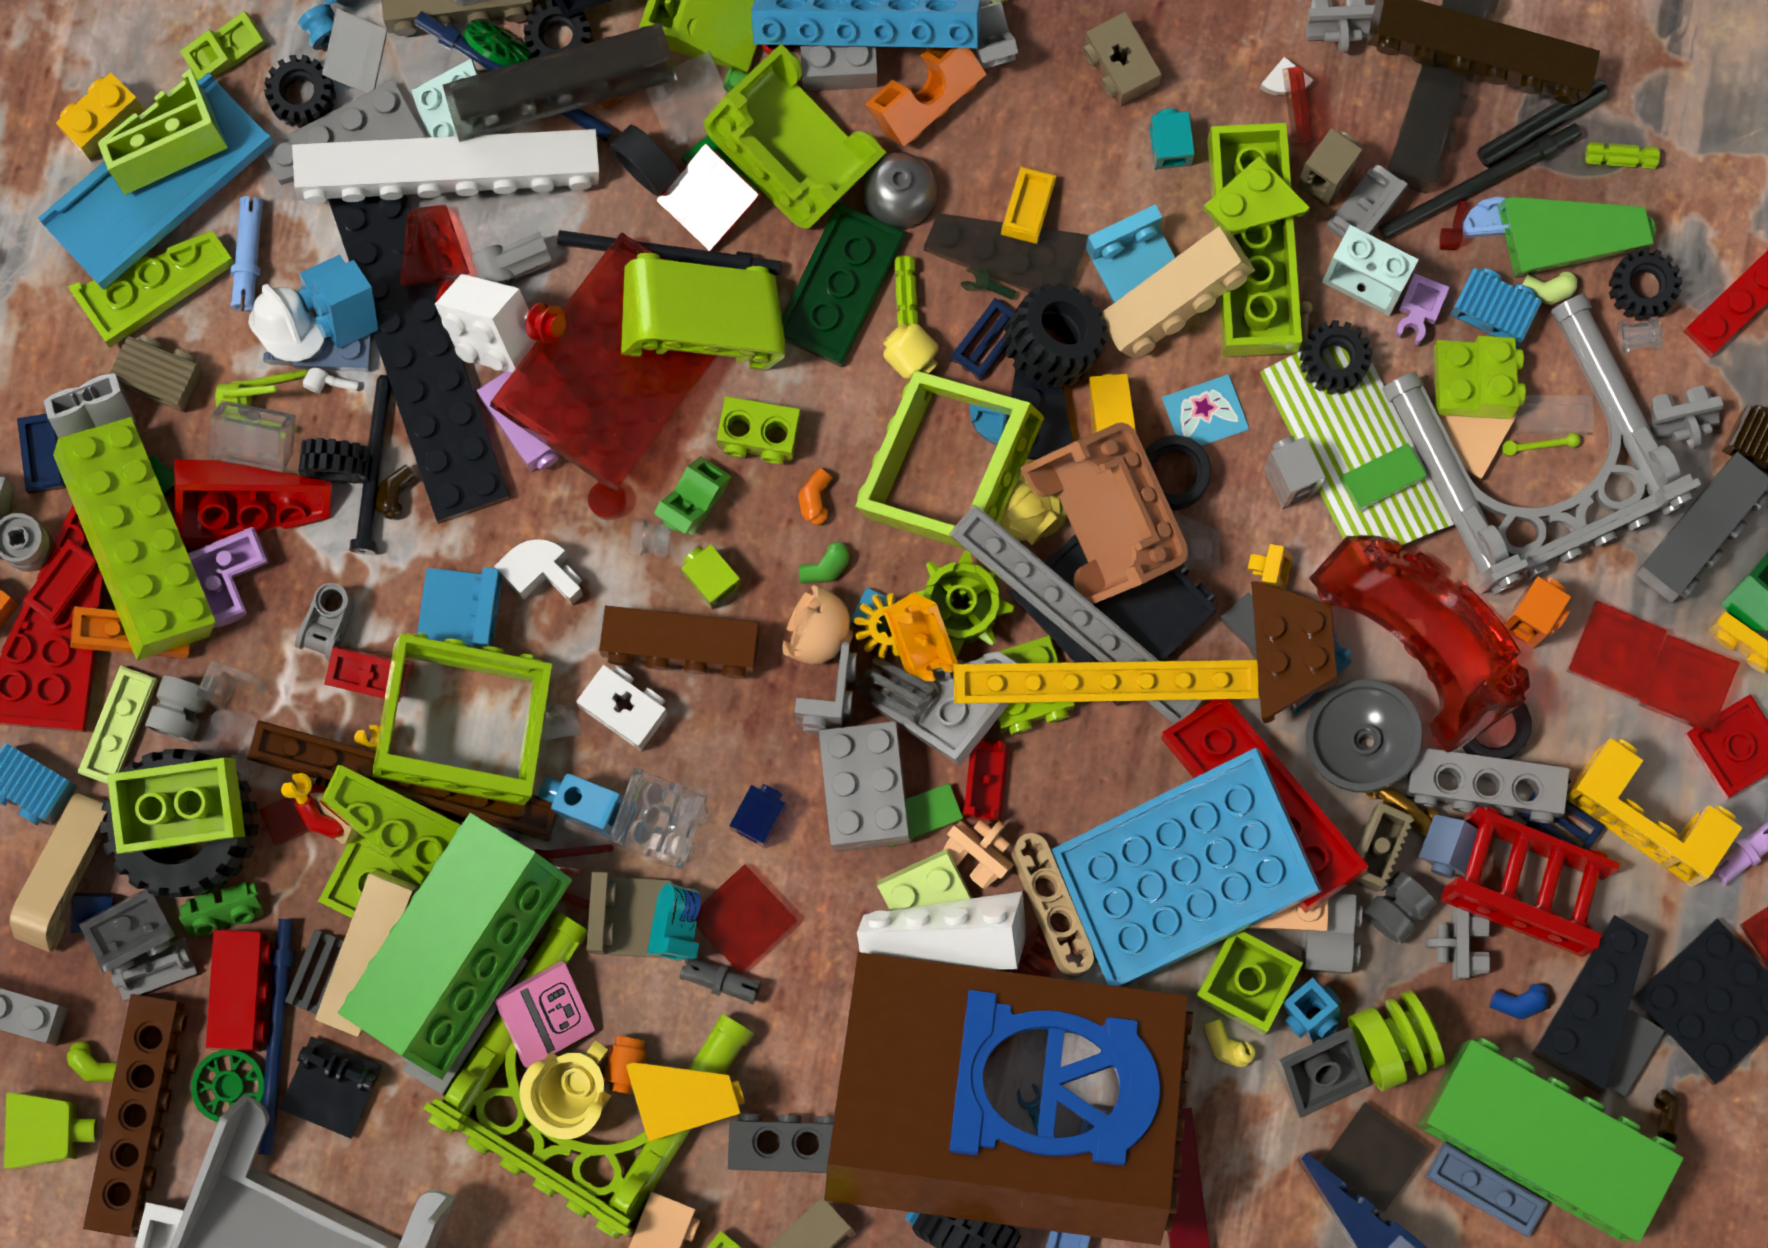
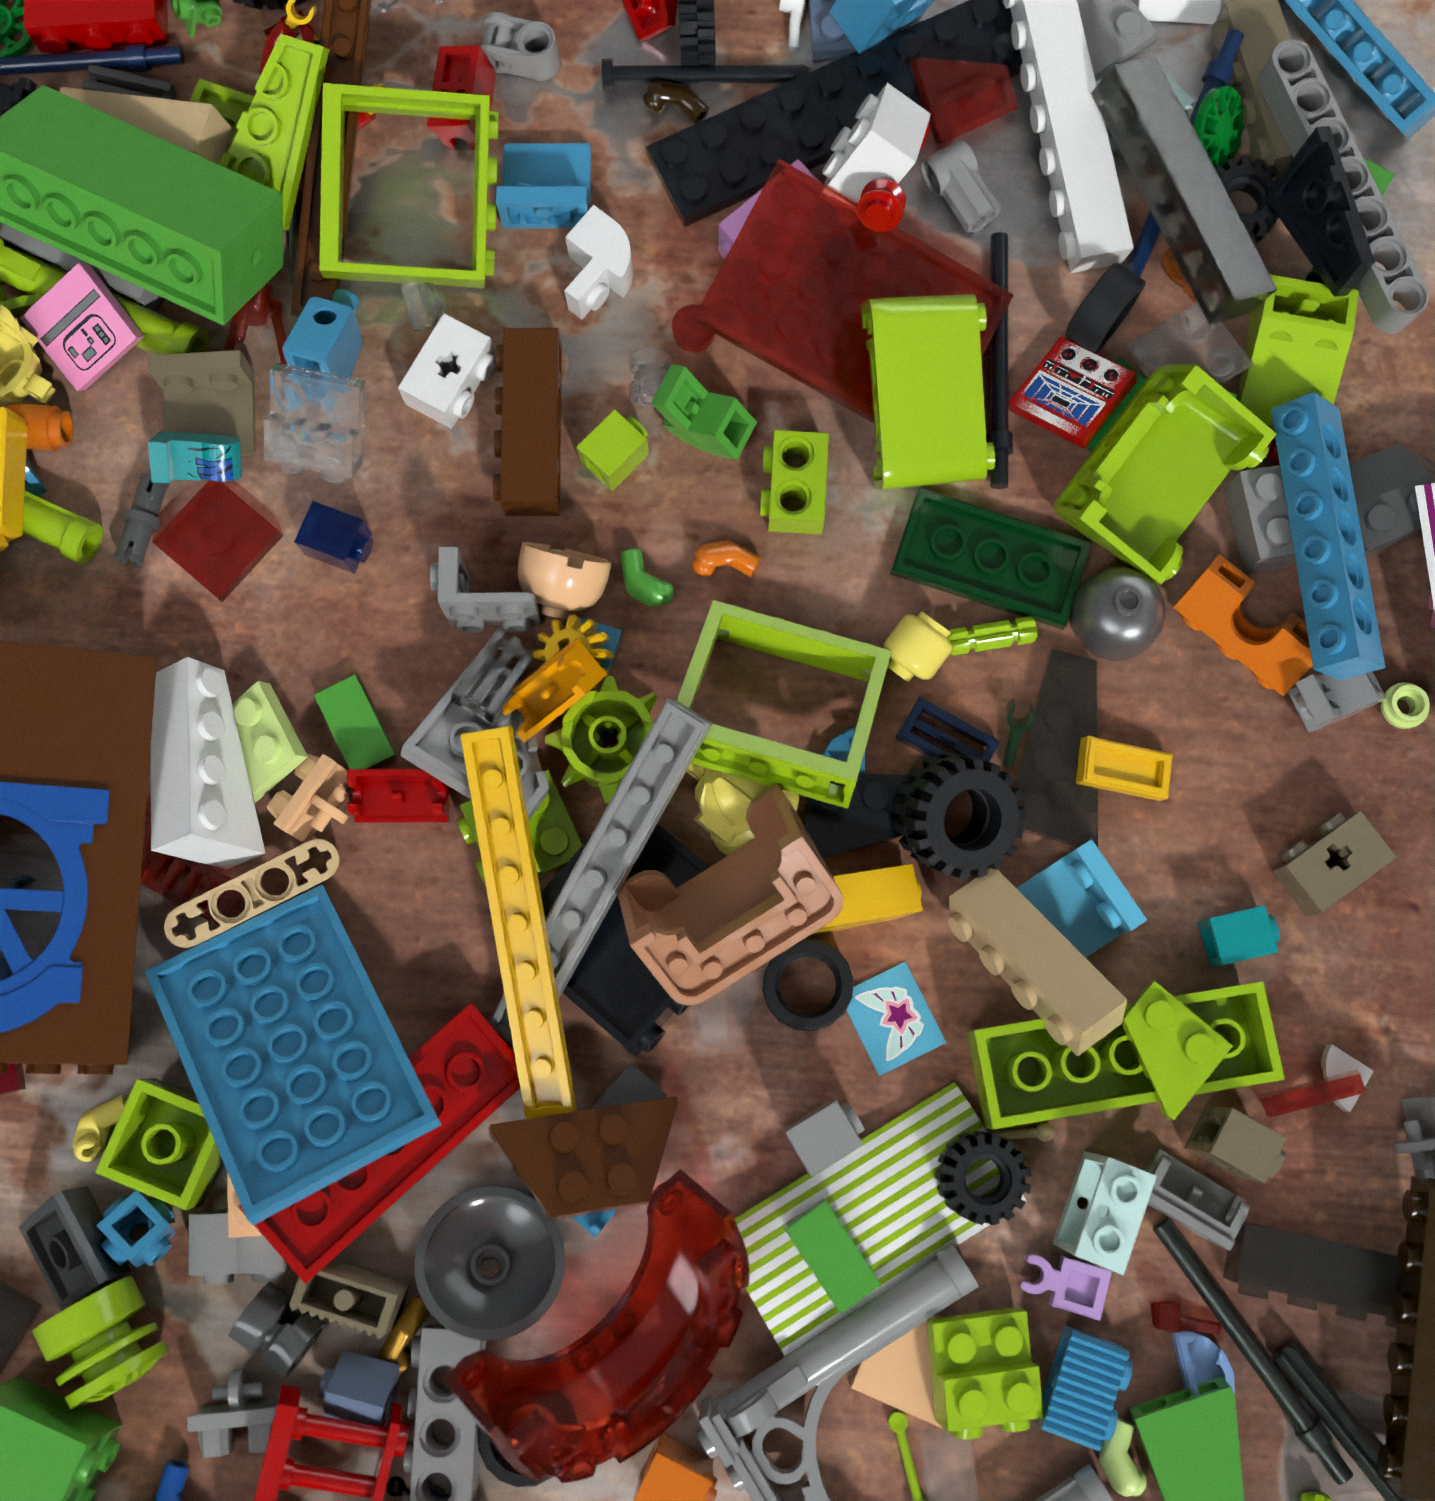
camera: 85 degrees right, 0 degrees up
(864, 786) = (374, 652): light grey brick -> none
(1273, 568) = (700, 1125): yellow tile -> none

